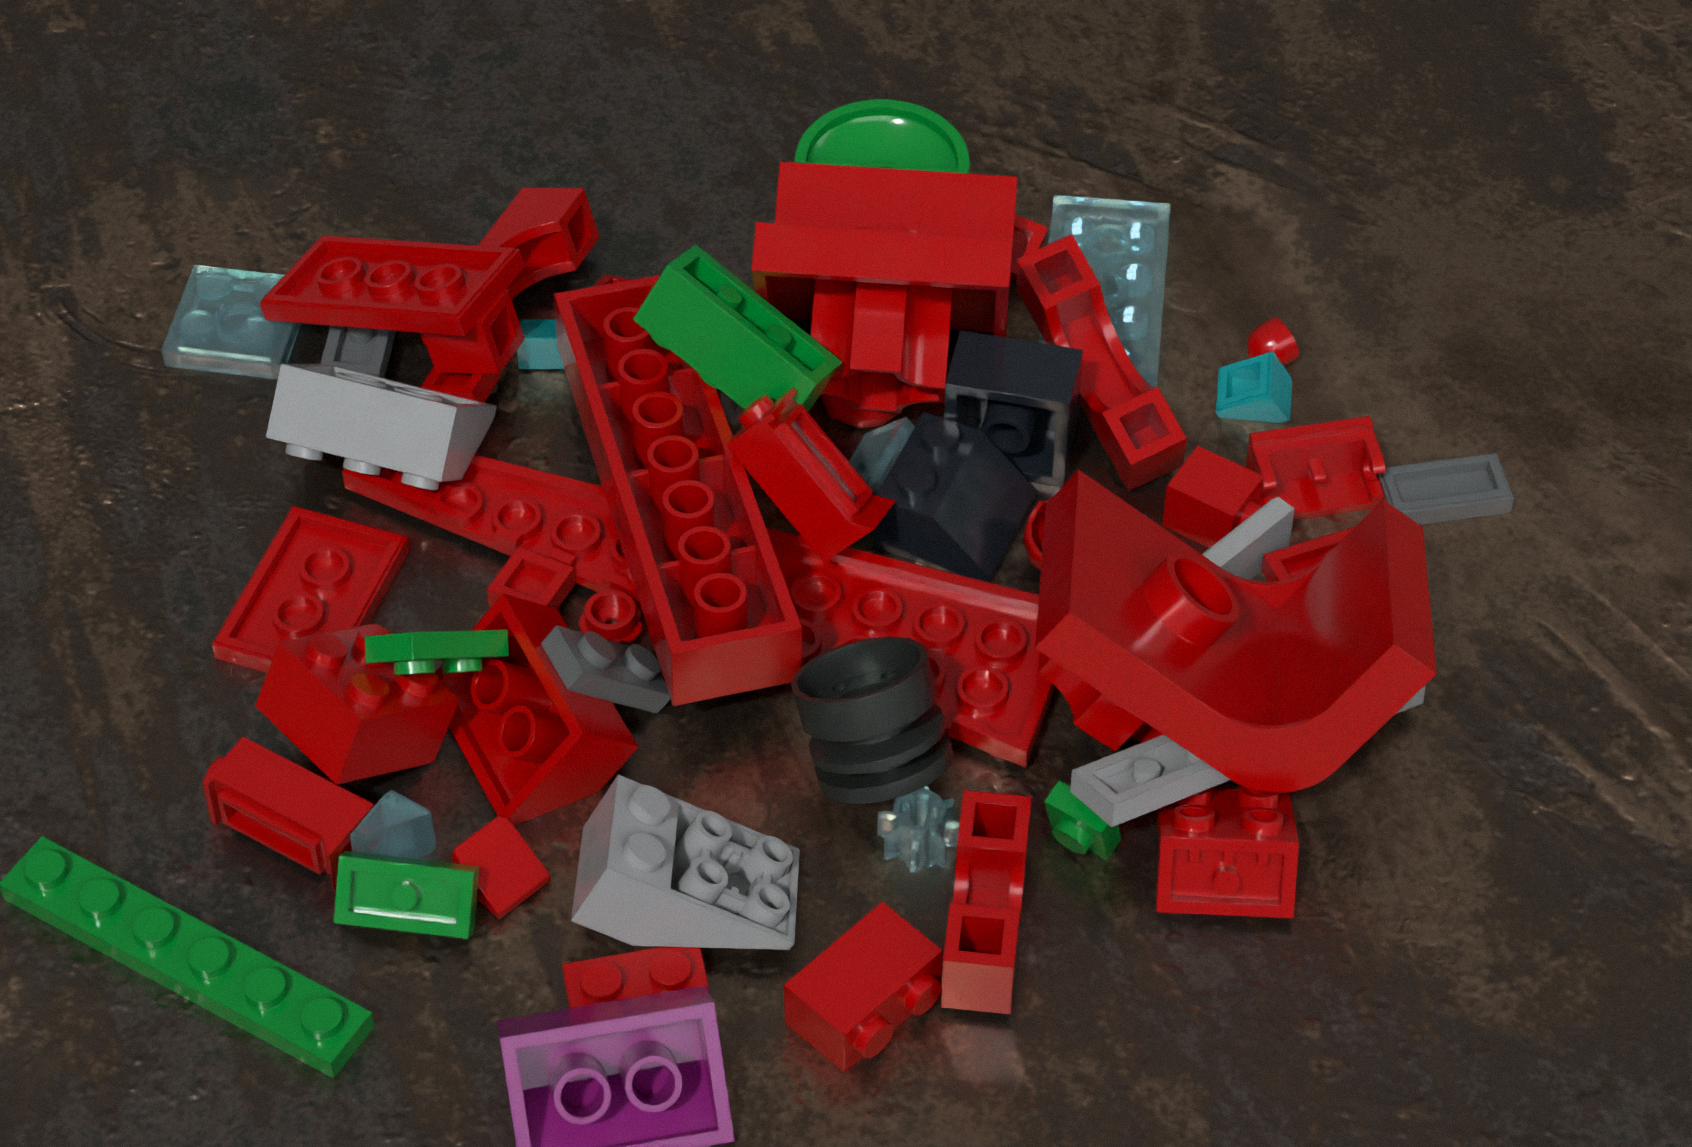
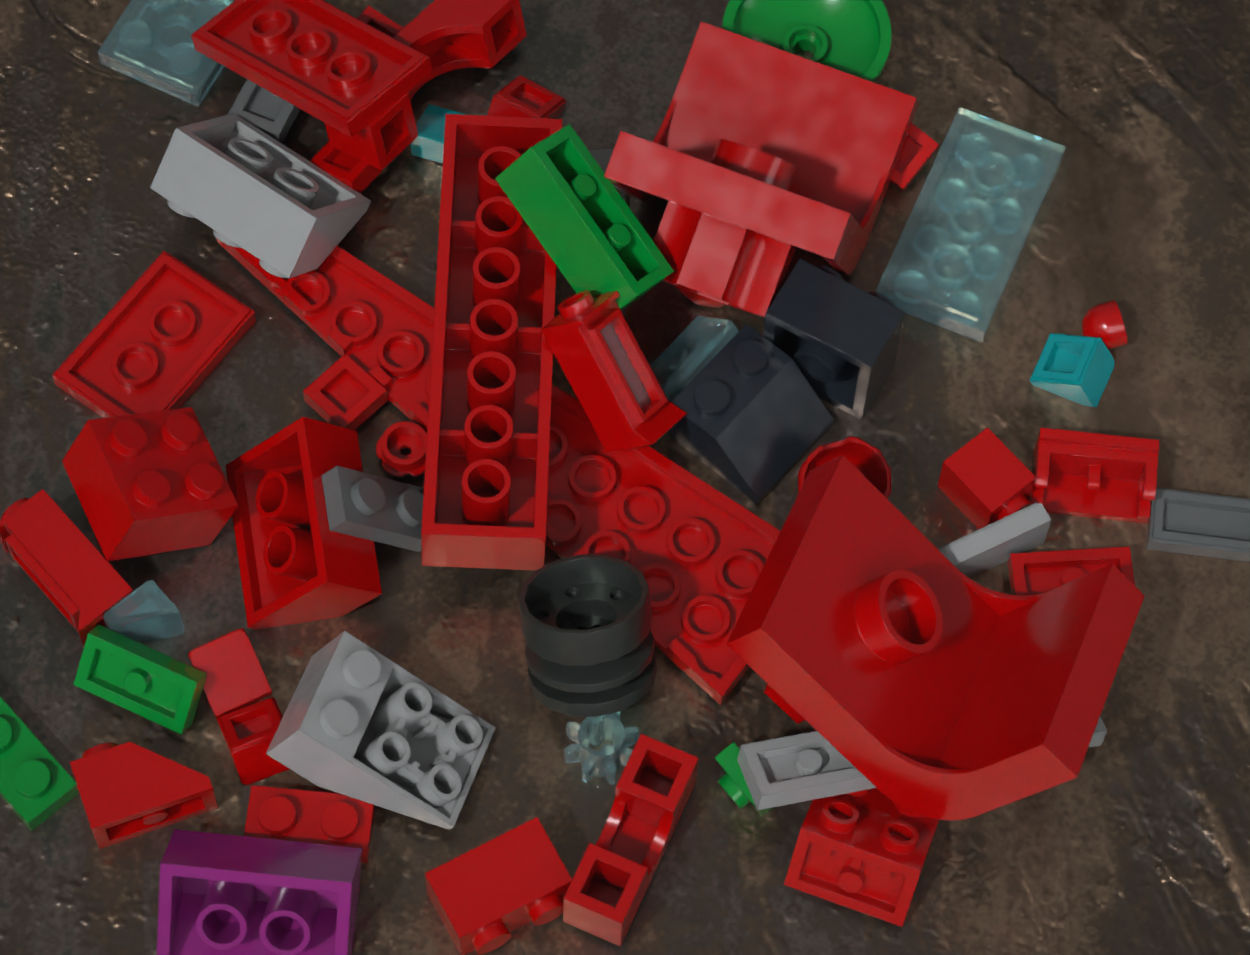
camera: 15 degrees right, 15 degrees up
(418, 650) = (238, 458): green plate -> none
(442, 999) = (137, 791): none -> red slope
(546, 929) = (248, 737): none -> red slope
(1120, 405) = (930, 325): red arch -> none

